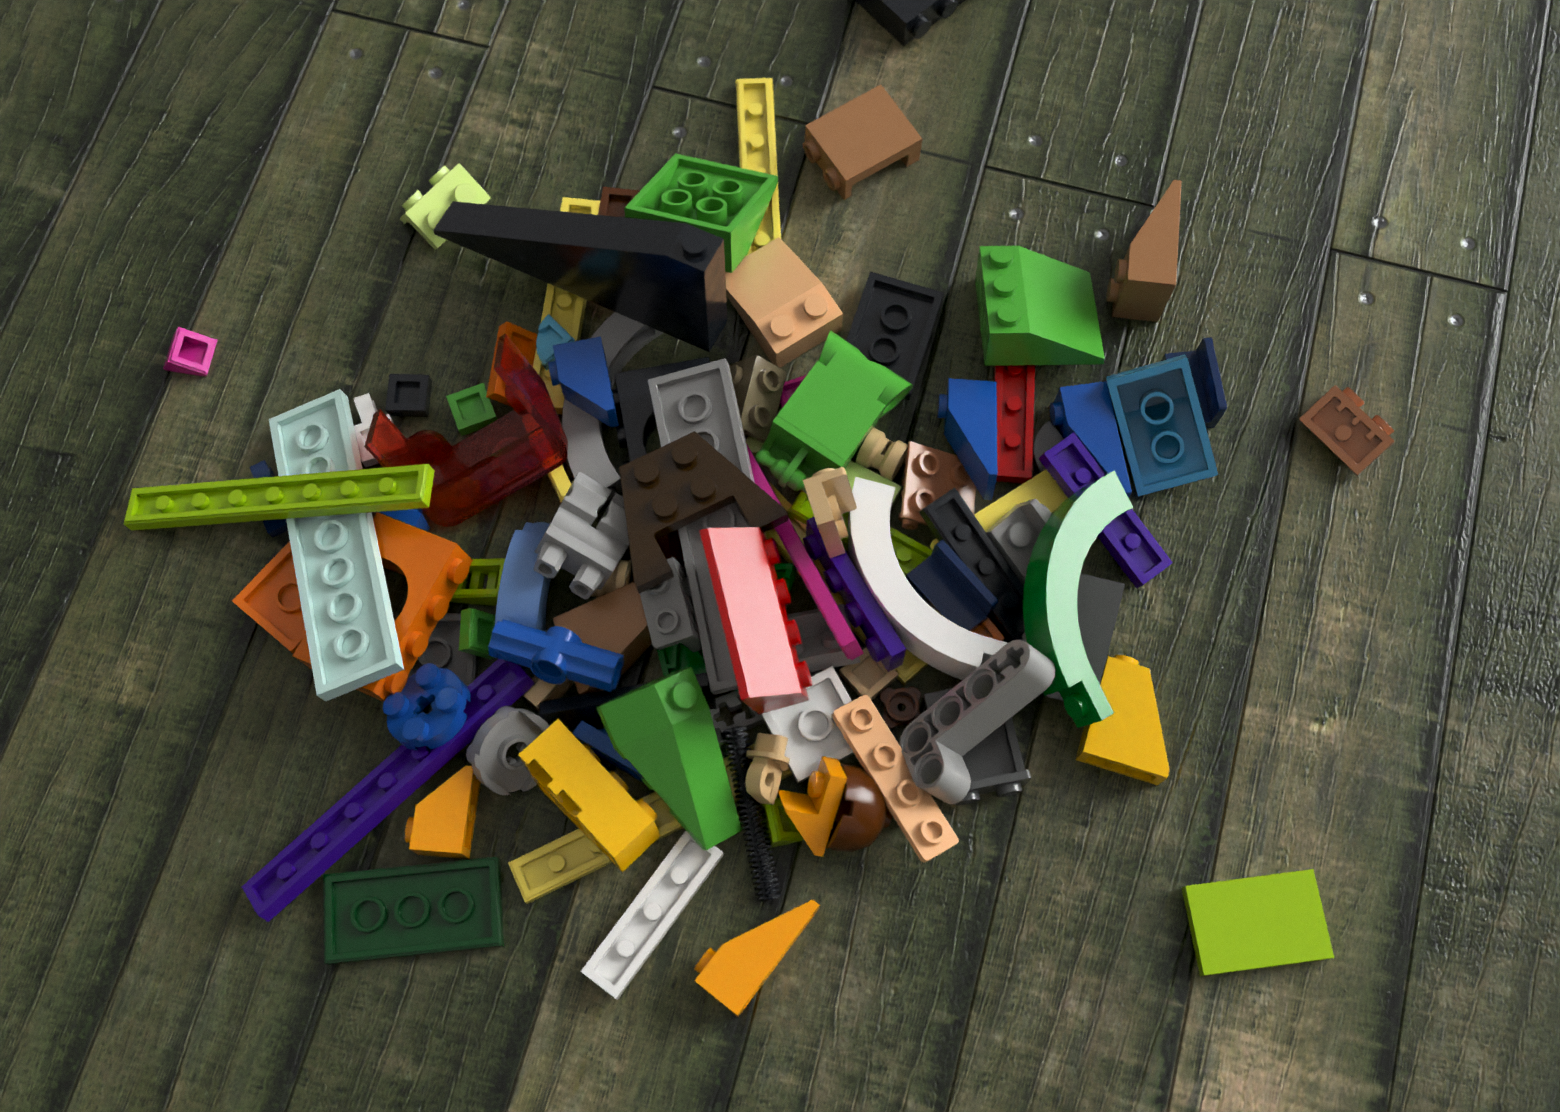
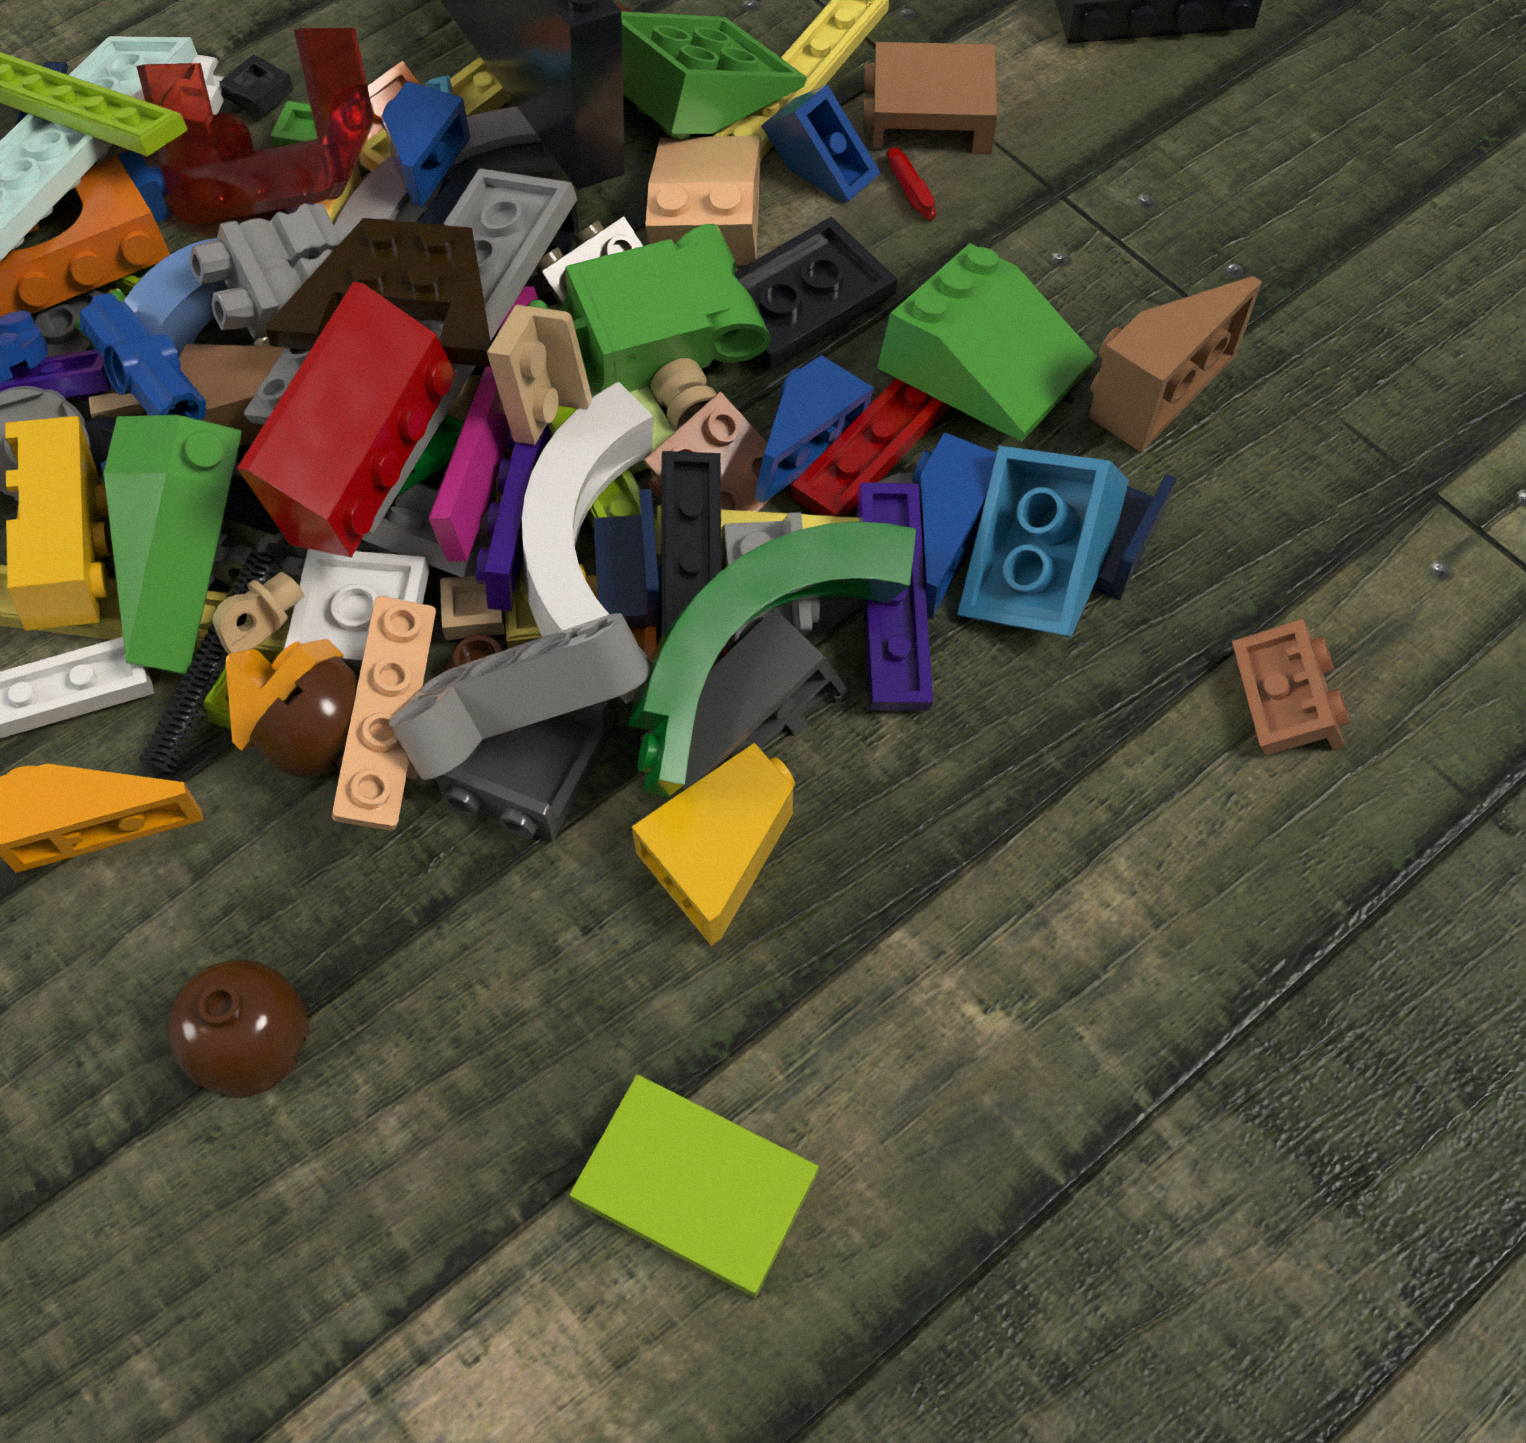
camera: 35 degrees right, 10 degrees down
(820, 220) = (821, 144): none -> blue slope
(898, 217) = (914, 188): none -> red piece
(953, 1013) = (237, 1028): none -> reddish brown cylinder

